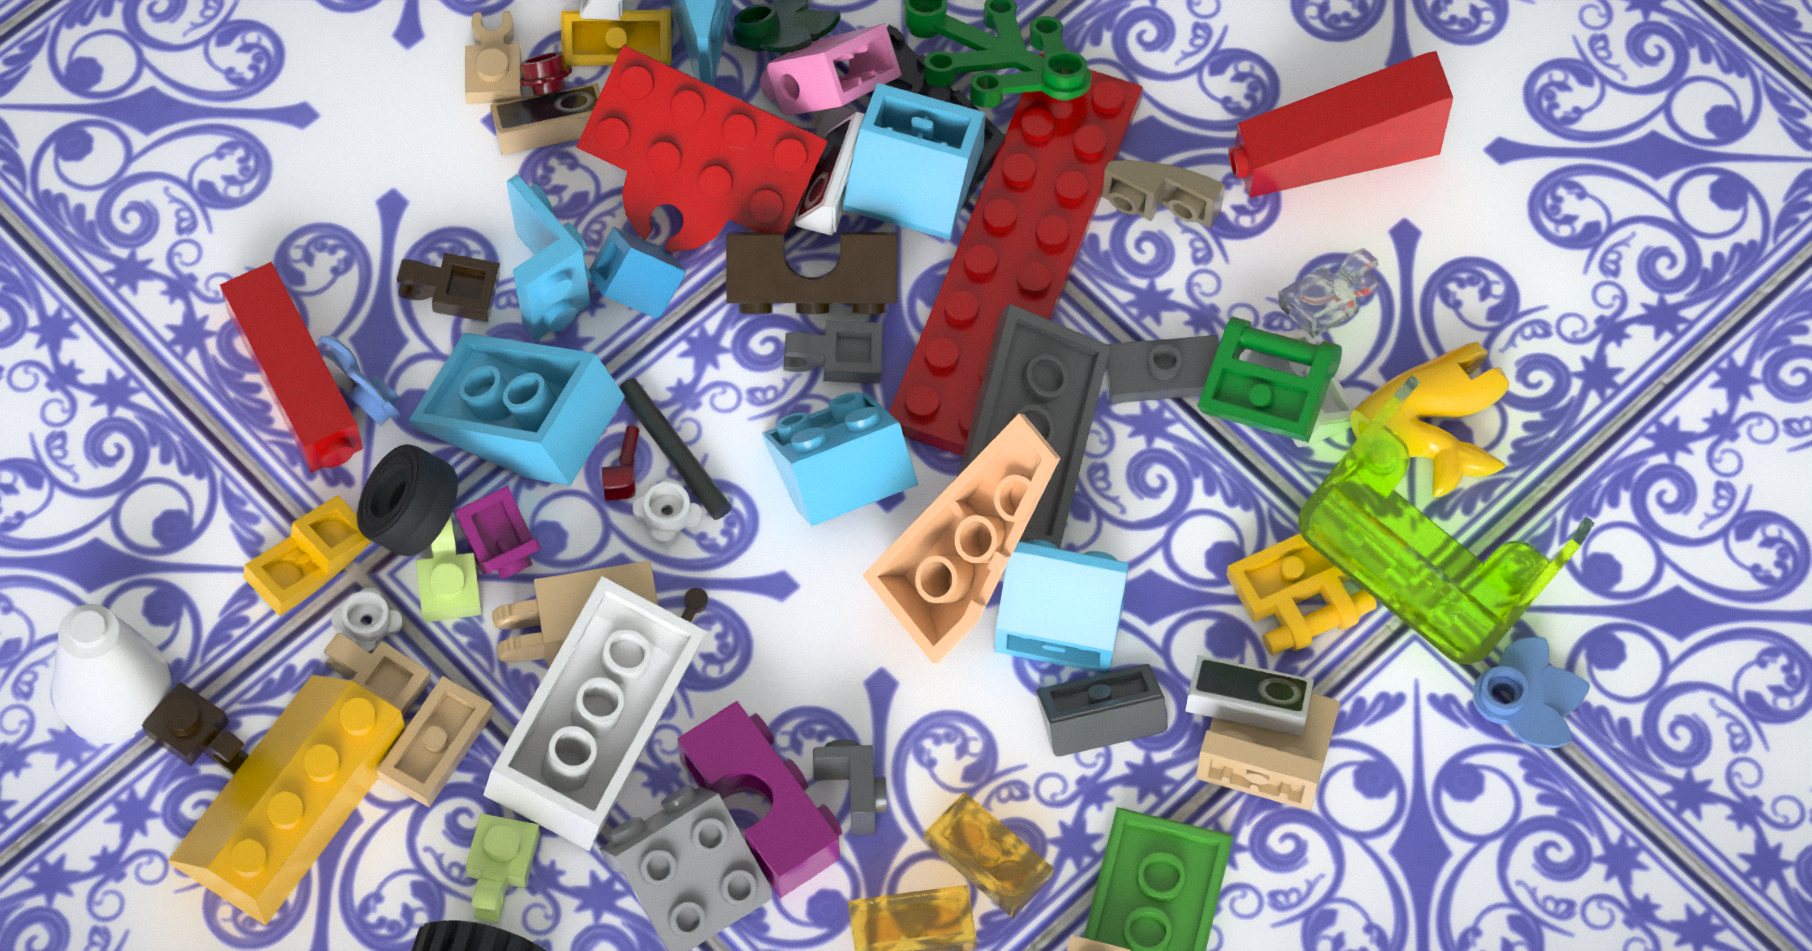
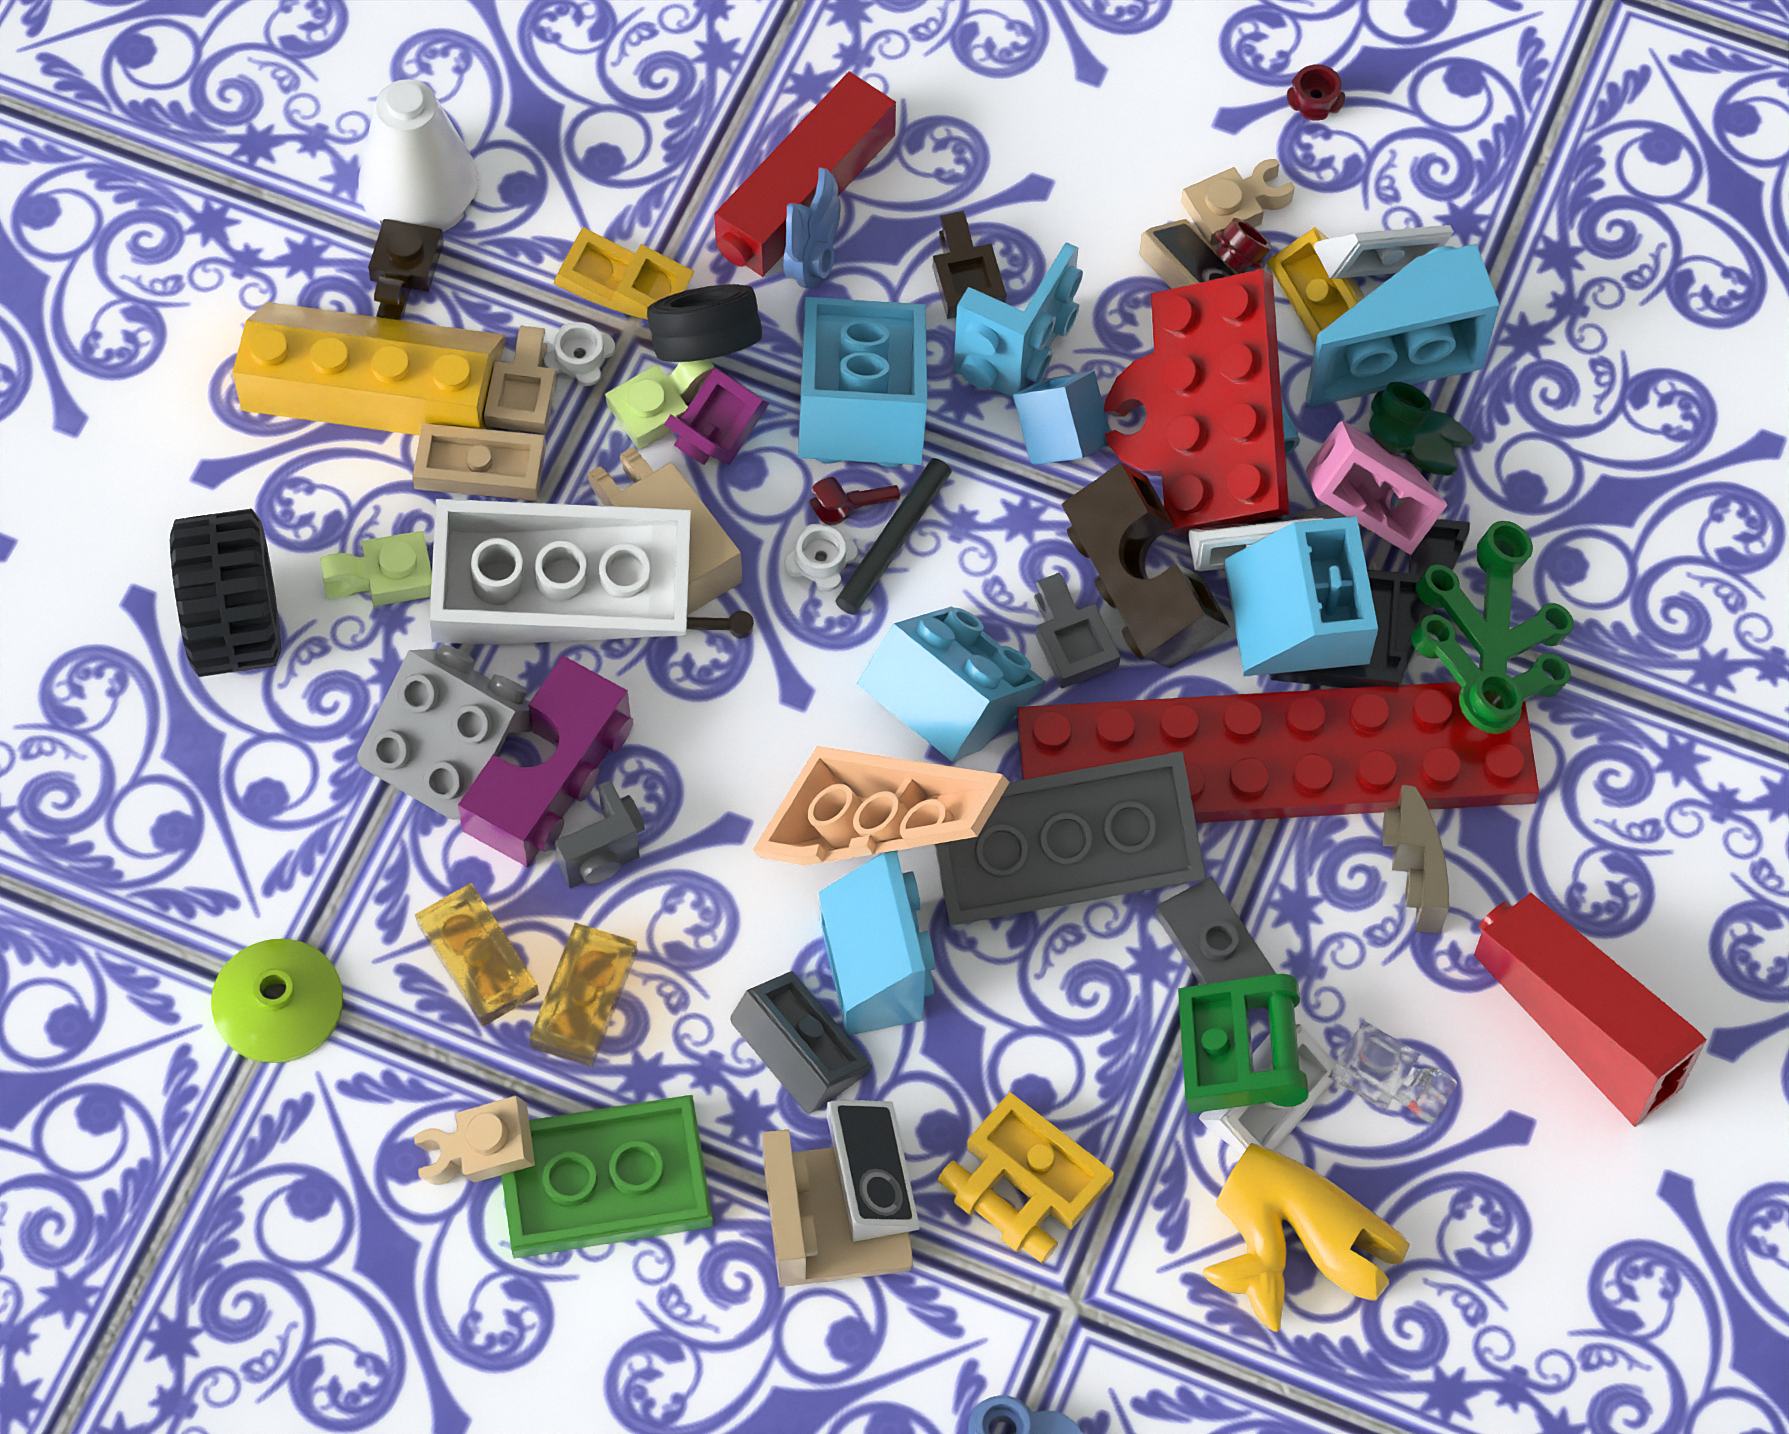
camera: 65 degrees right, 0 degrees up
(1413, 562) = (1109, 1263): clear neon green windscreen -> none

